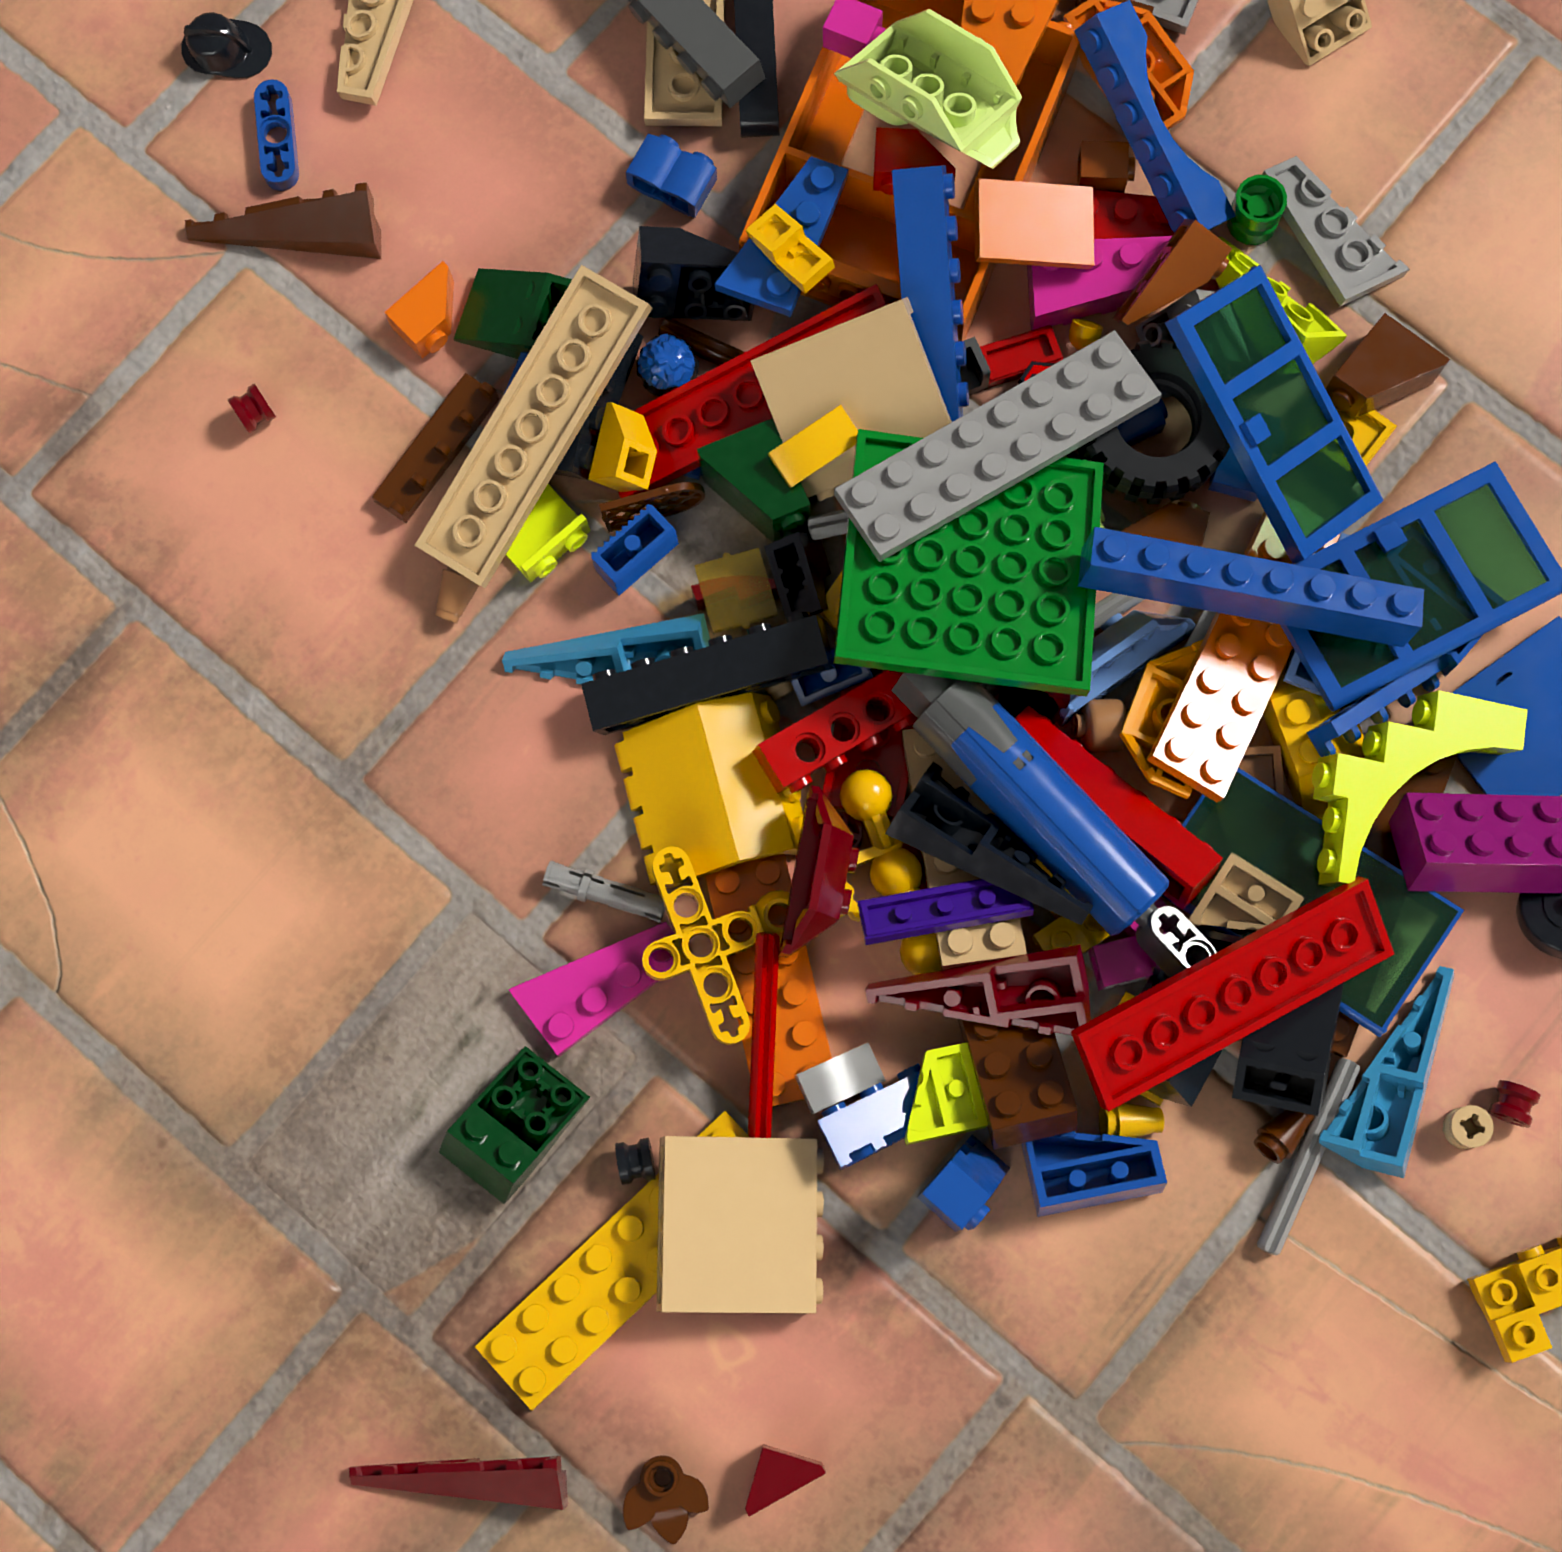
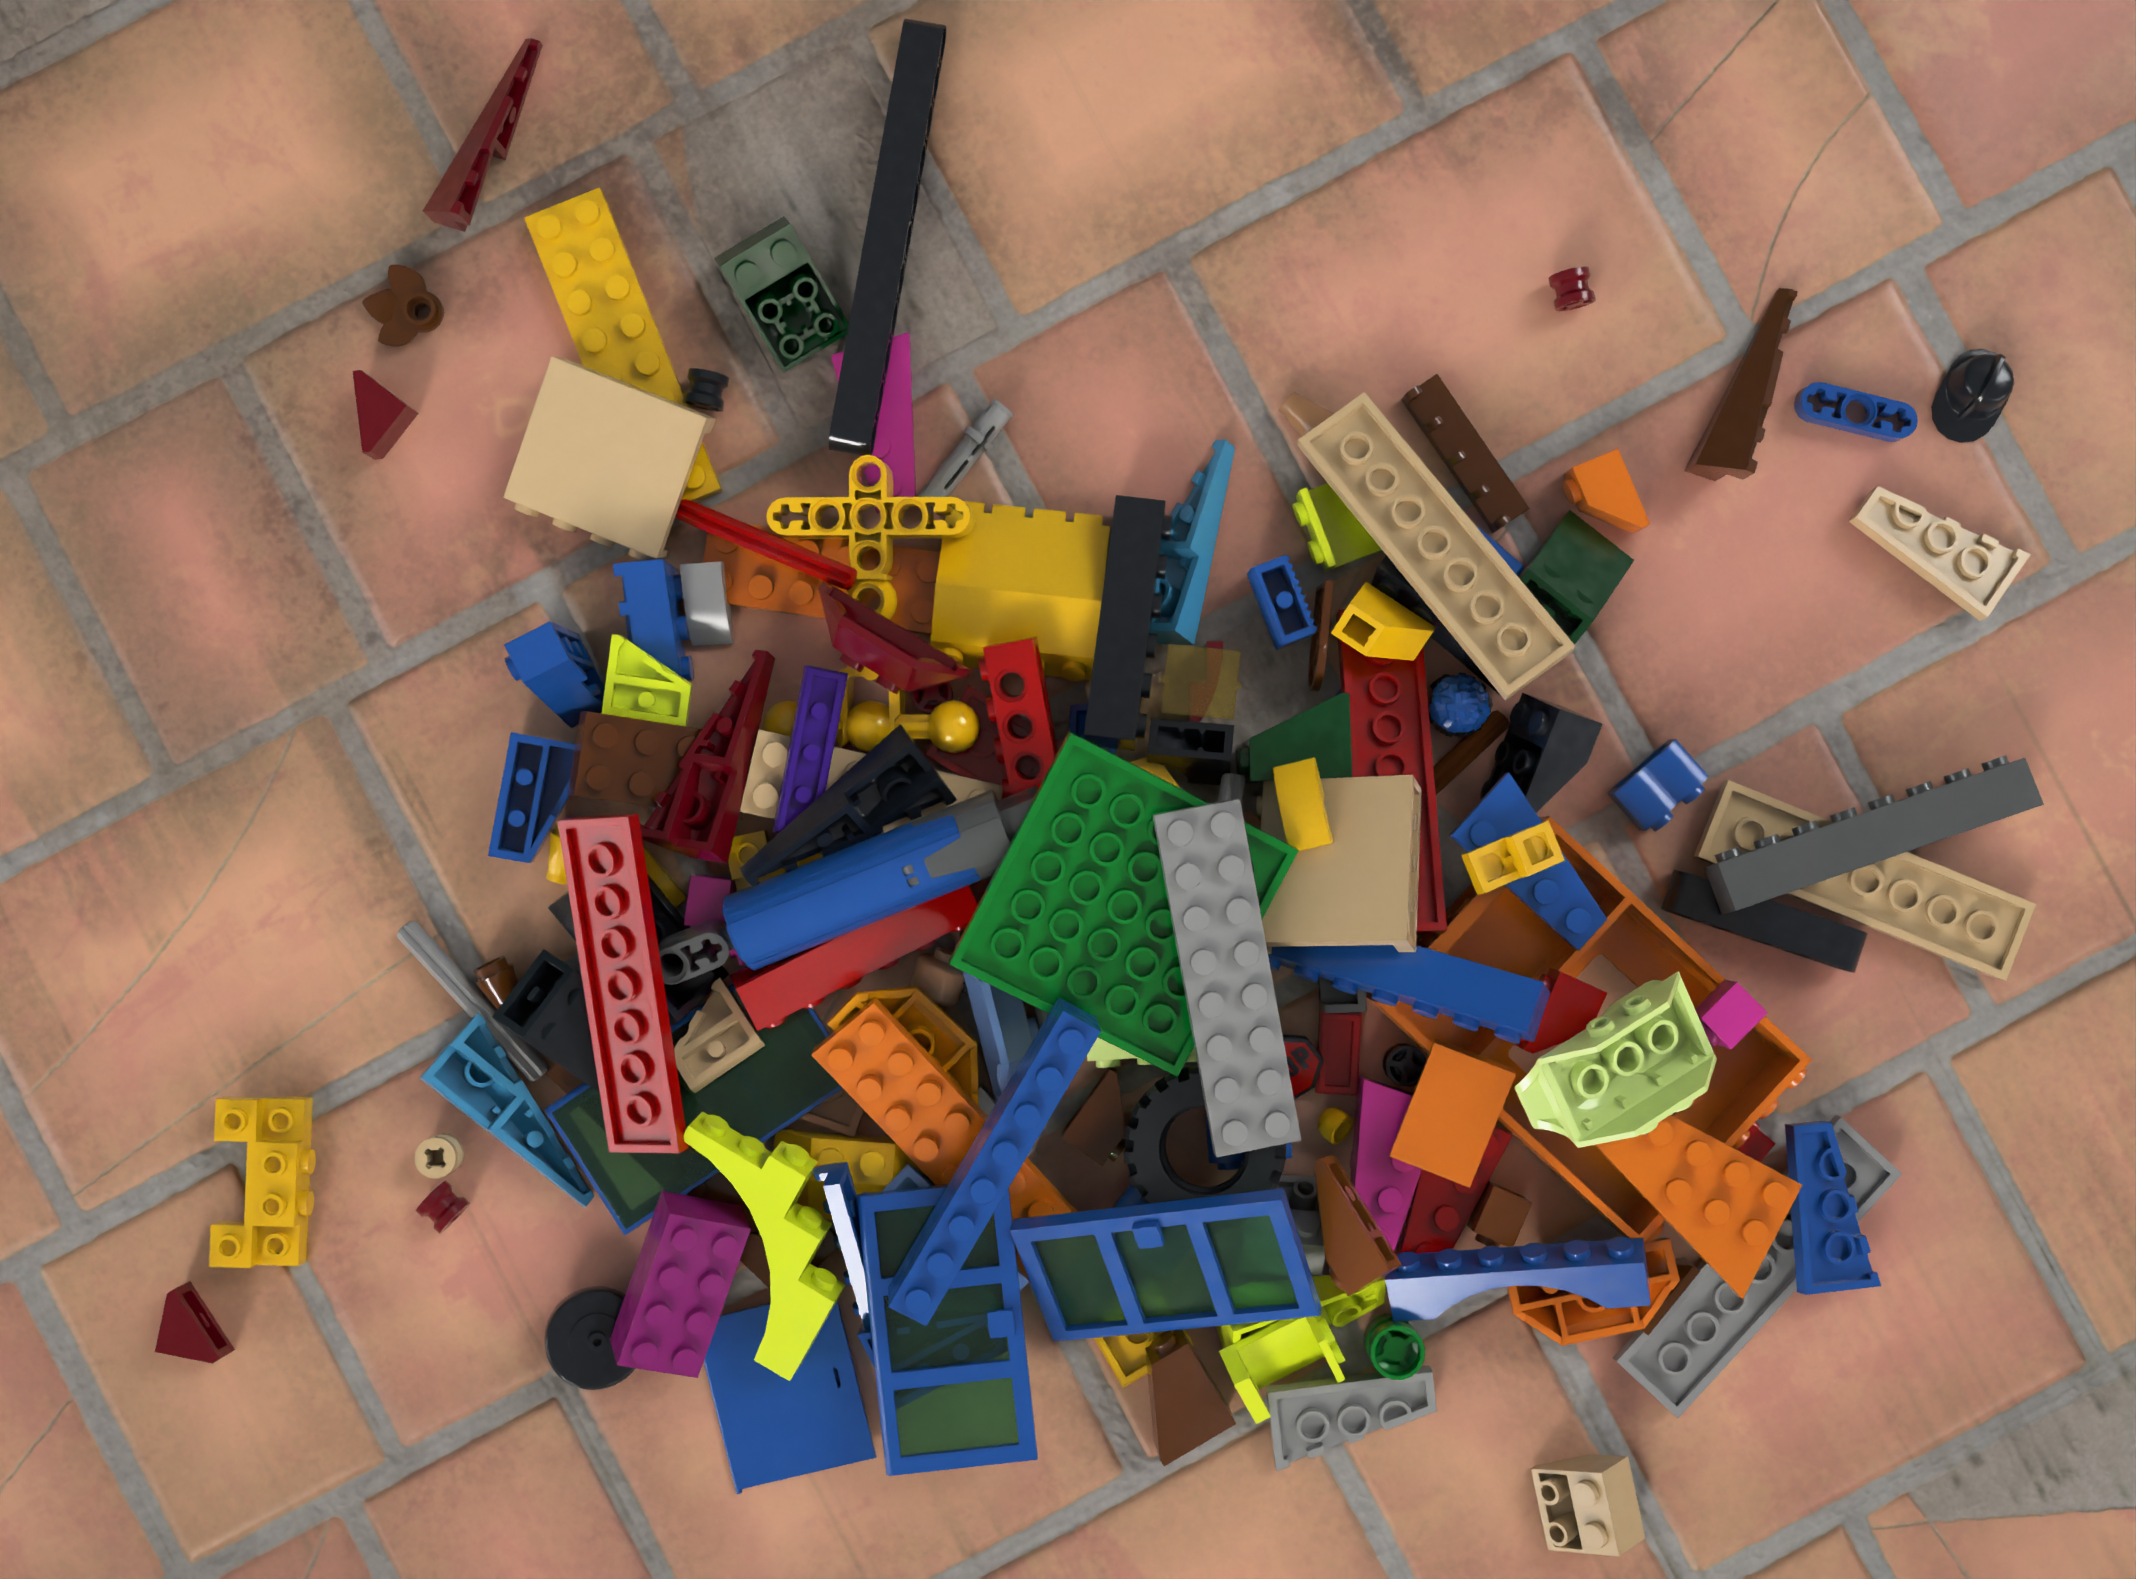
camera: 110 degrees right, 10 degrees up
(424, 1040) = (887, 238): none -> black beam
(1008, 285) = (1410, 1066): none -> black wheel
(1307, 303) = (1277, 1353): none -> neon yellow panel

